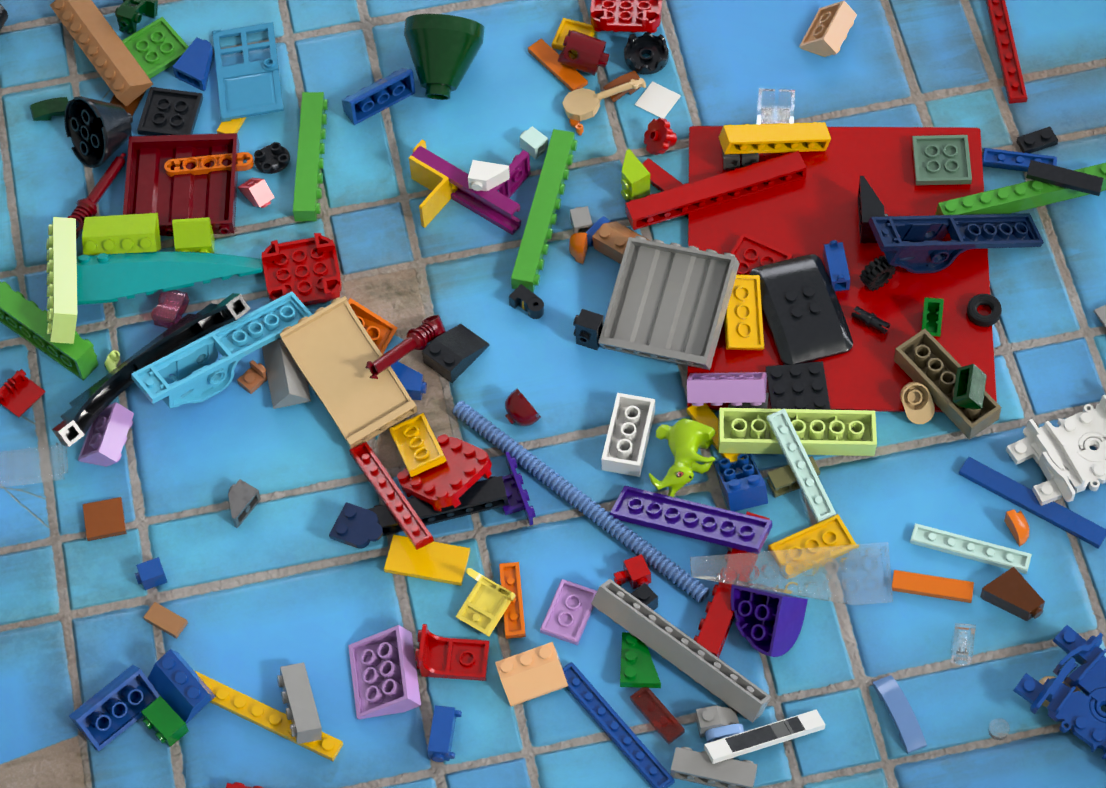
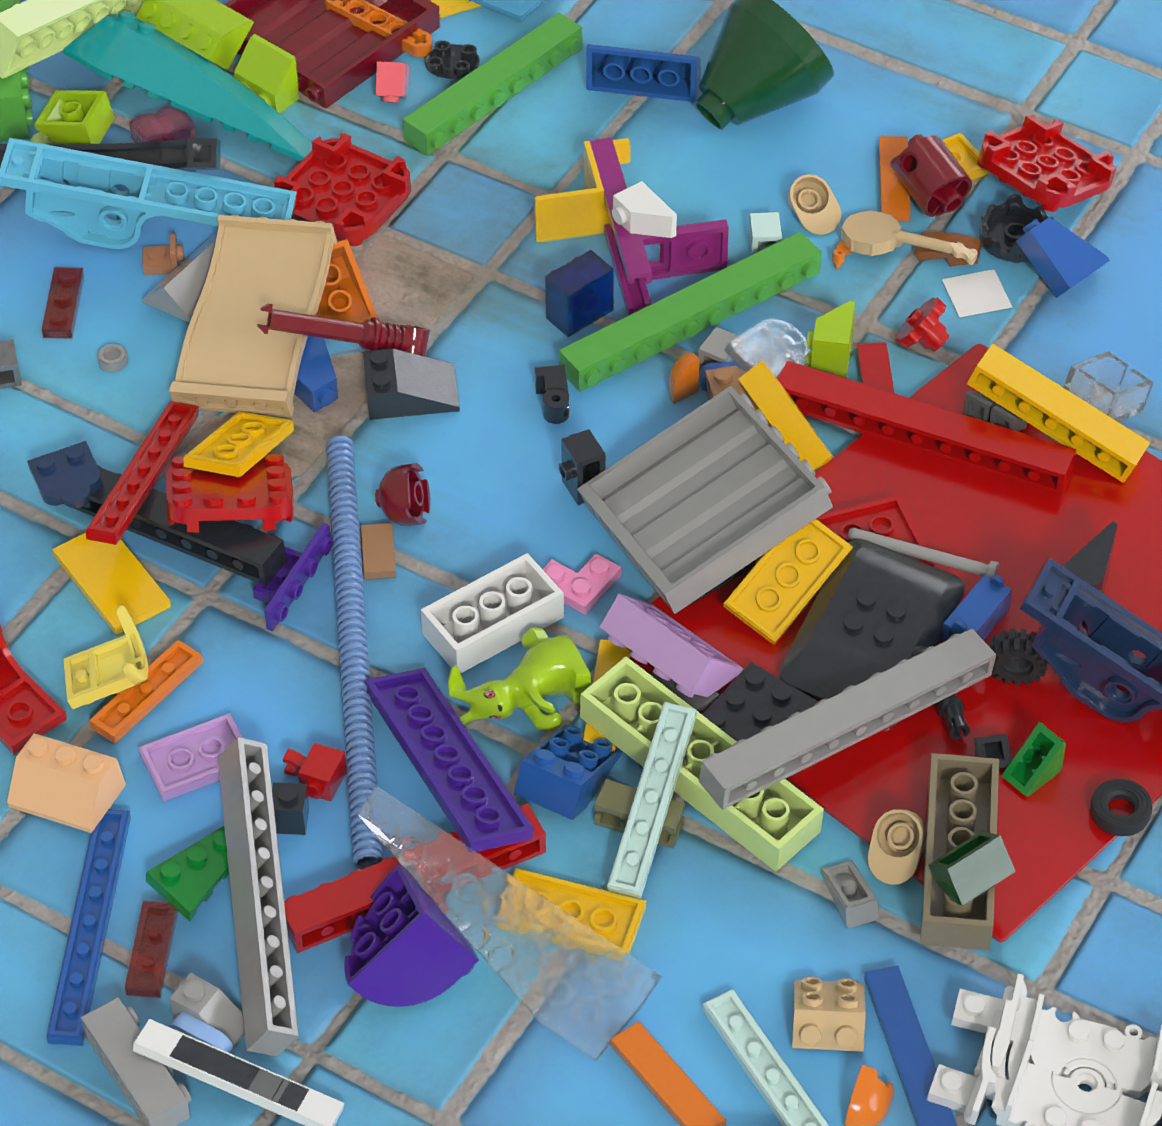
camera: 40 degrees right, 10 degrees down
(120, 336) = (76, 117): none -> lime slope
(230, 440) = (63, 302): none -> clear red plate
(291, 449) = (112, 358): none -> light grey tile
(486, 240) = (579, 293): none -> clear blue brick
(536, 445) = (378, 551): none -> medium nougat tile
(539, 108) = (814, 204): none -> tan cap
(606, 205) = (768, 343): none -> clear tile
(639, 227) = (785, 415): none -> yellow tile
(647, 384) = (587, 586): none -> bright pink plate
(684, 53) = (1059, 254): none -> blue slope
(787, 253) = (927, 554): none -> light grey bar
(844, 361) = (846, 718): none -> light grey brick
(908, 326) = (994, 747): none -> black slope
(914, 440) = (851, 894): none -> light grey slope
(965, 499) = (829, 1014): none -> tan bracket

